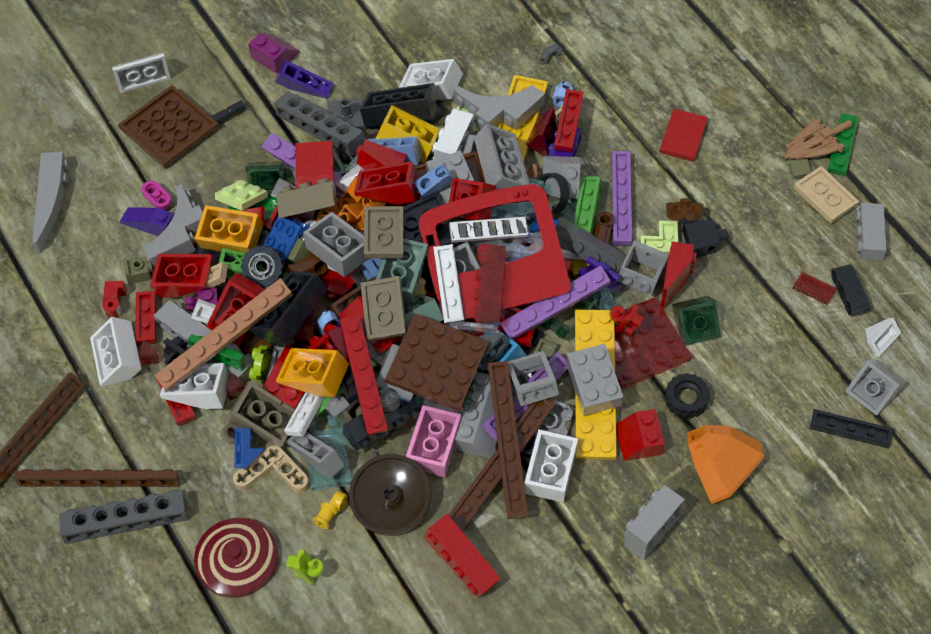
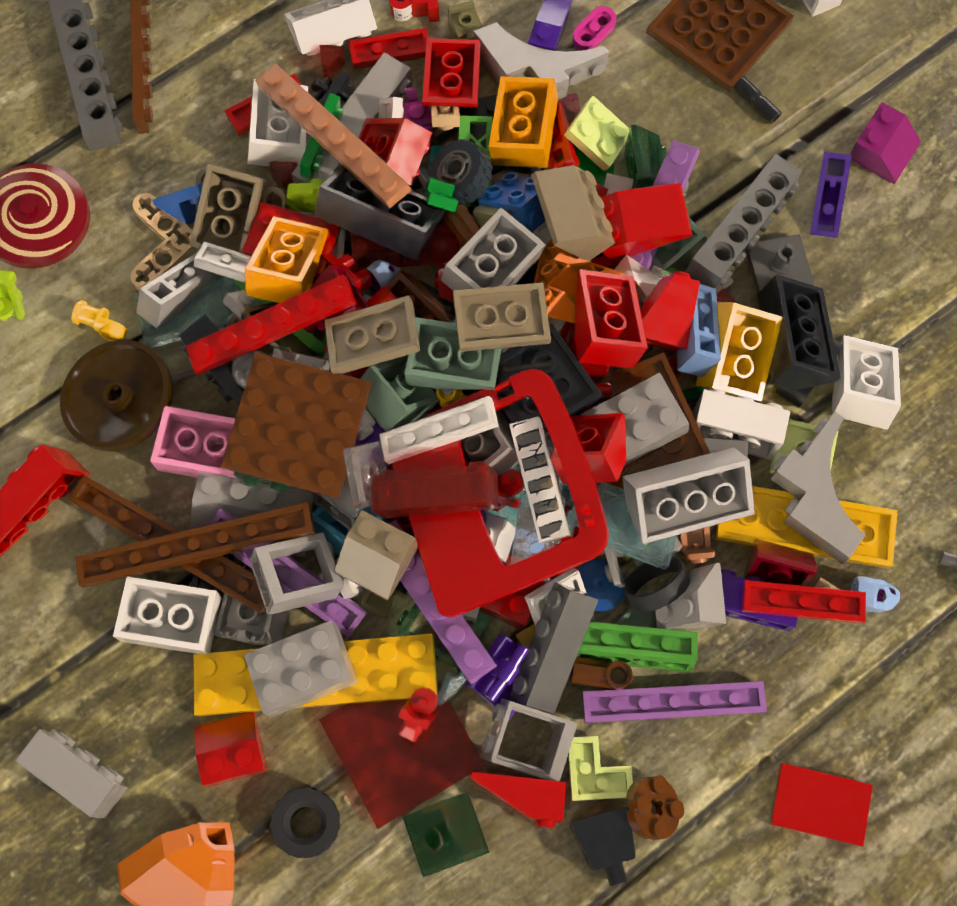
camera: 80 degrees right, 15 degrees up
(281, 273) = (440, 194): none -> green slope
(434, 180) = (616, 386): medium blue leg -> none
(527, 325) = (375, 555): none -> dark tan slope

